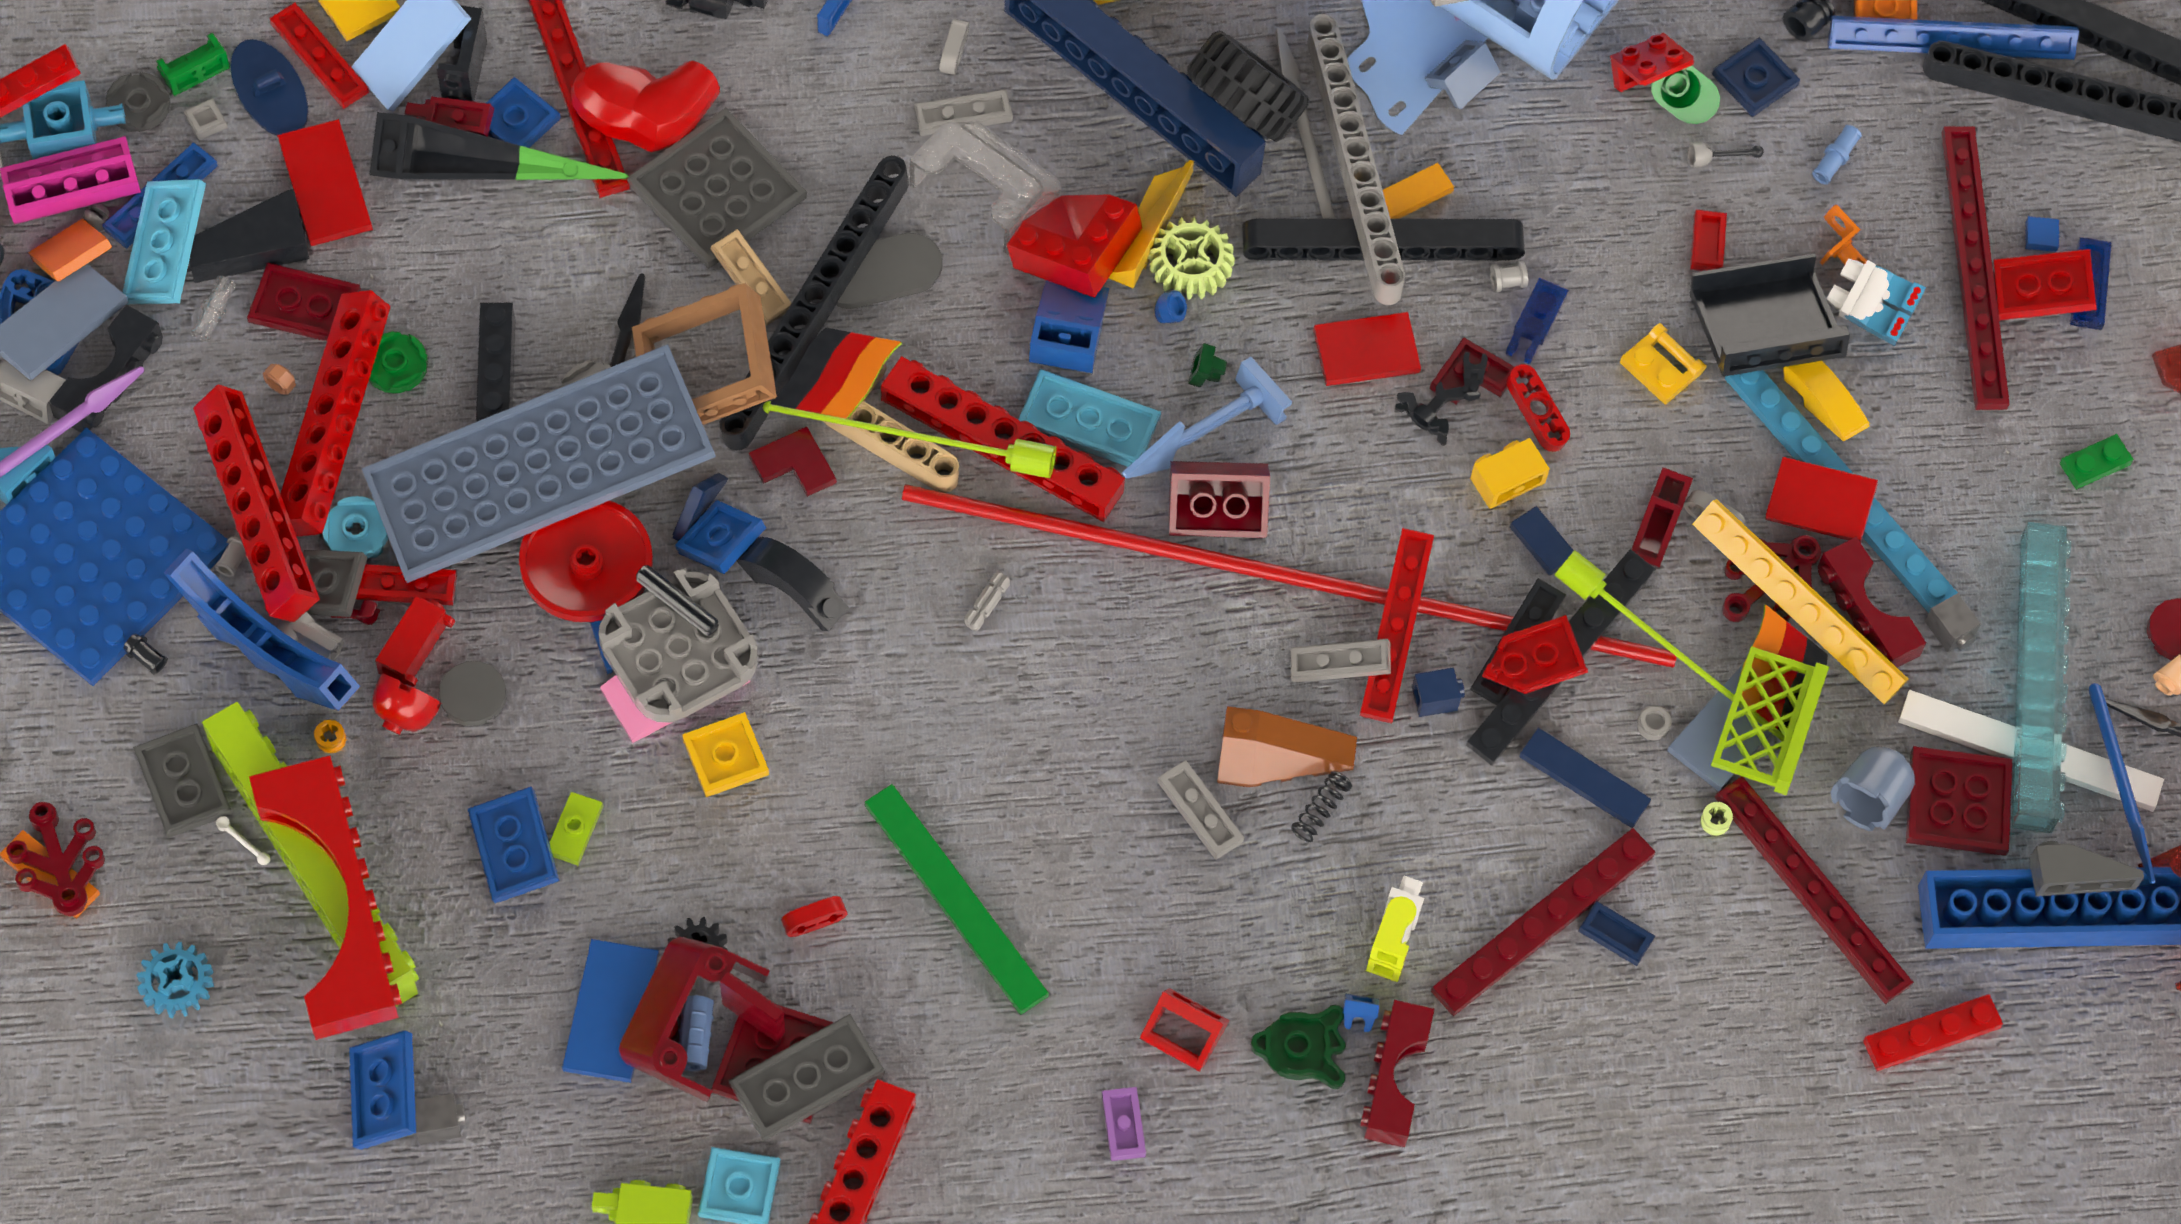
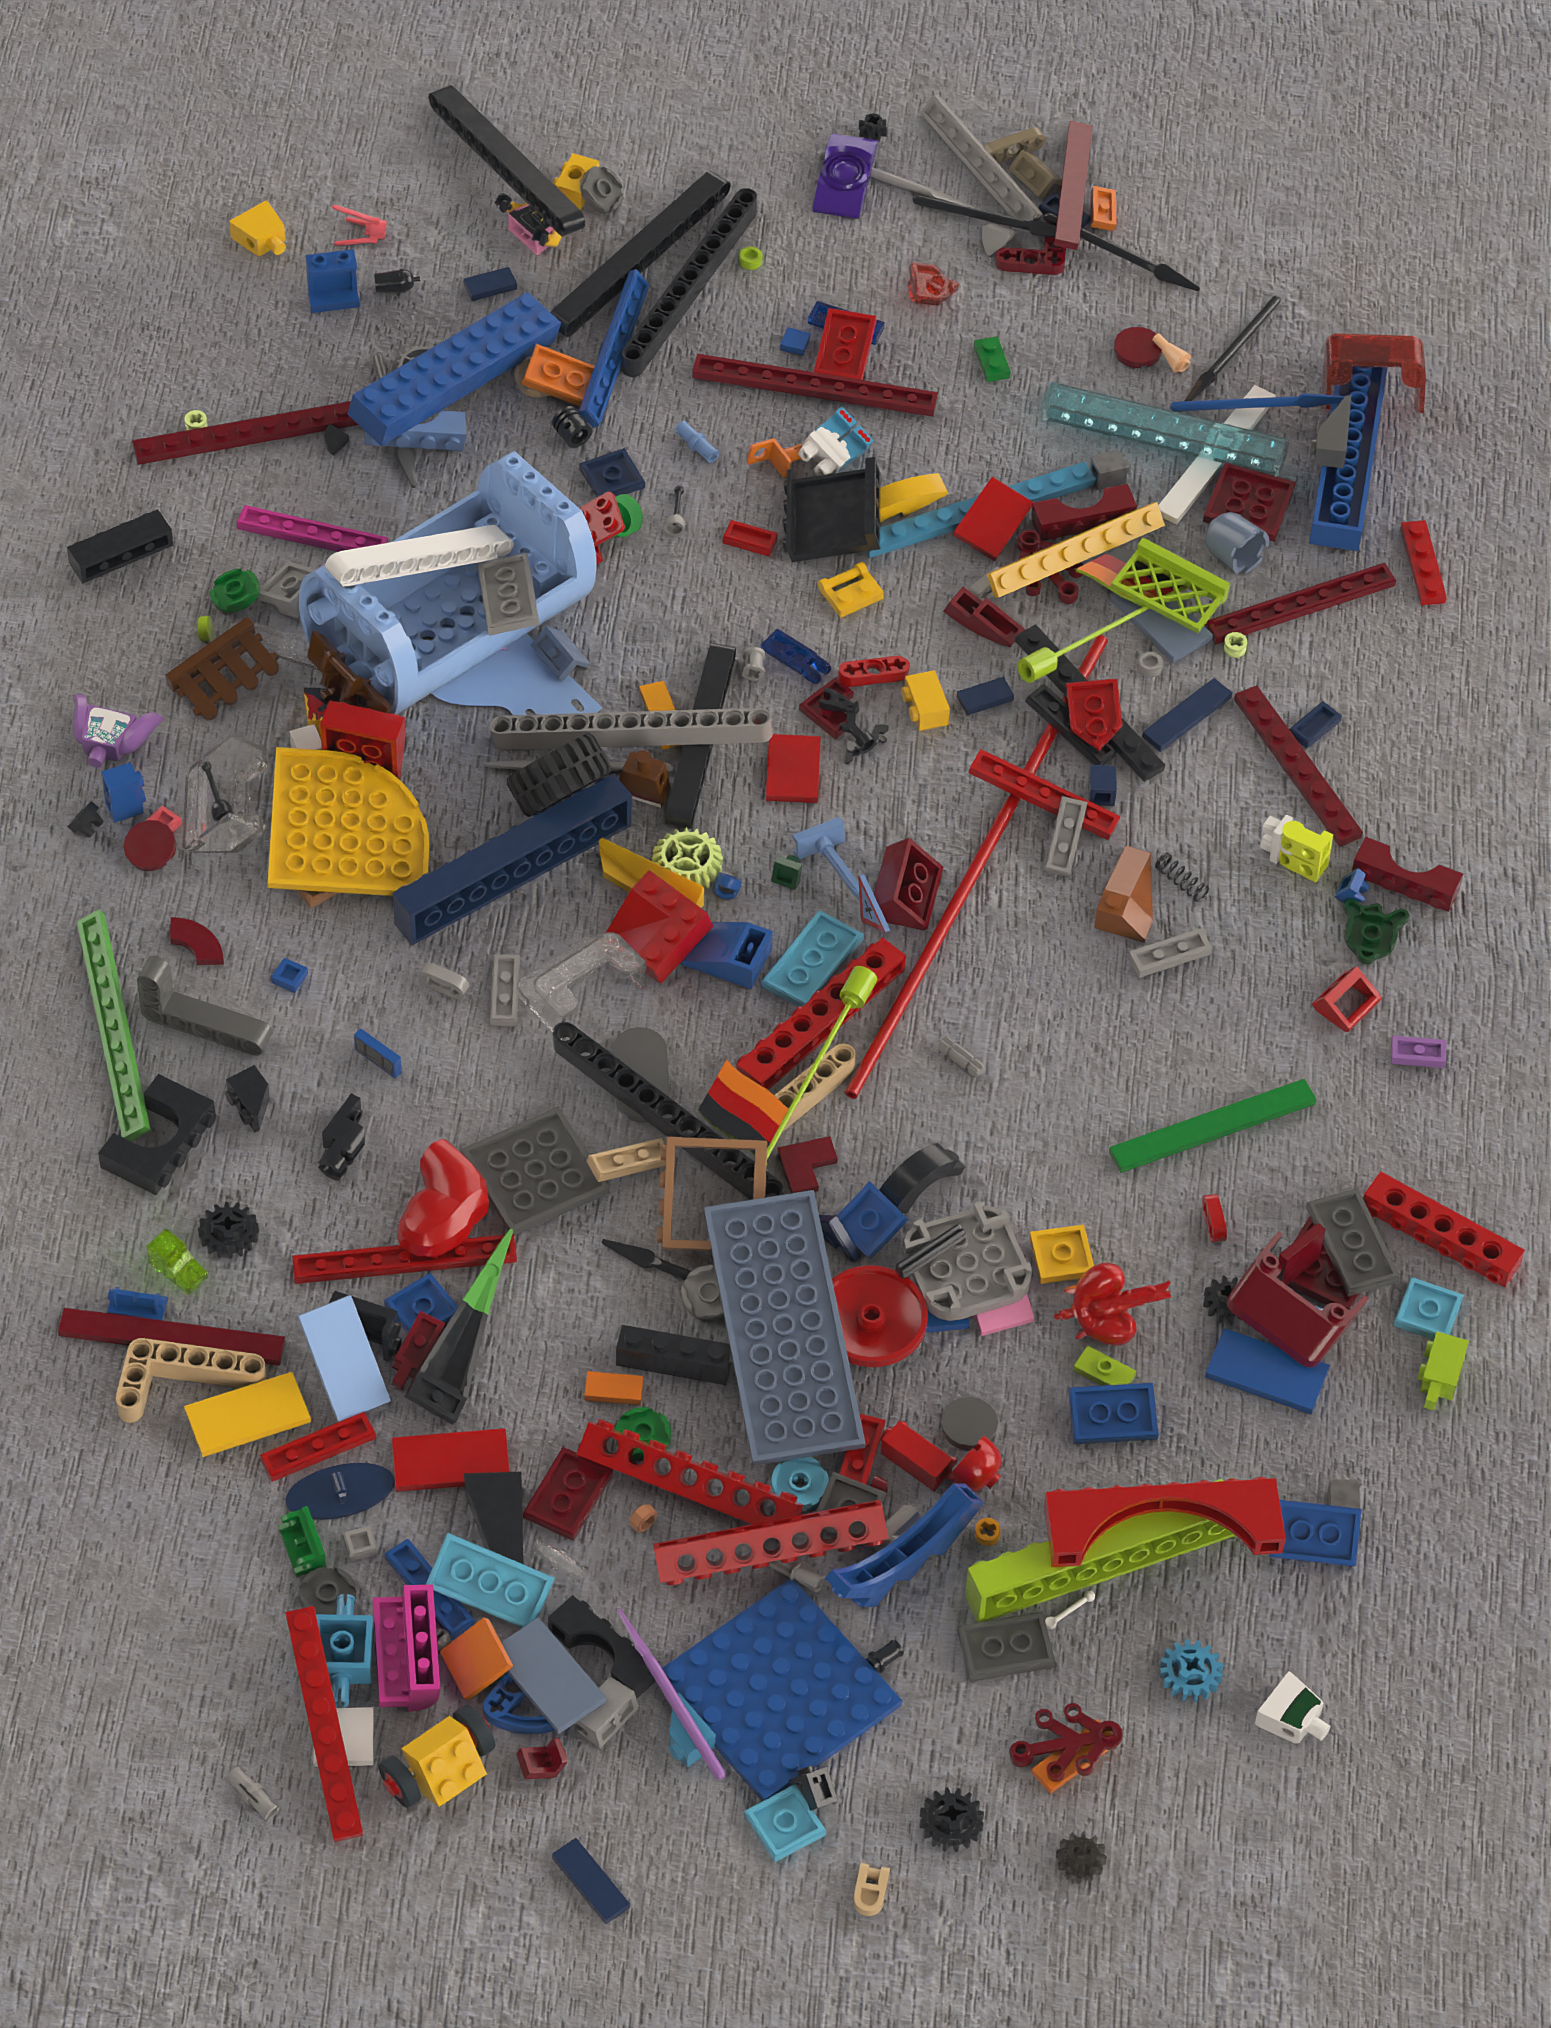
camera: 75 degrees left, 10 degrees down
(138, 1099) = (1292, 1711): none -> white torso
(448, 322) = (613, 1388): none -> orange tile
(635, 807) = (1103, 1308): none -> red hair
(1292, 183) = (646, 778): none -> reddish brown torso
(2162, 161) = (750, 258): none -> lime tile

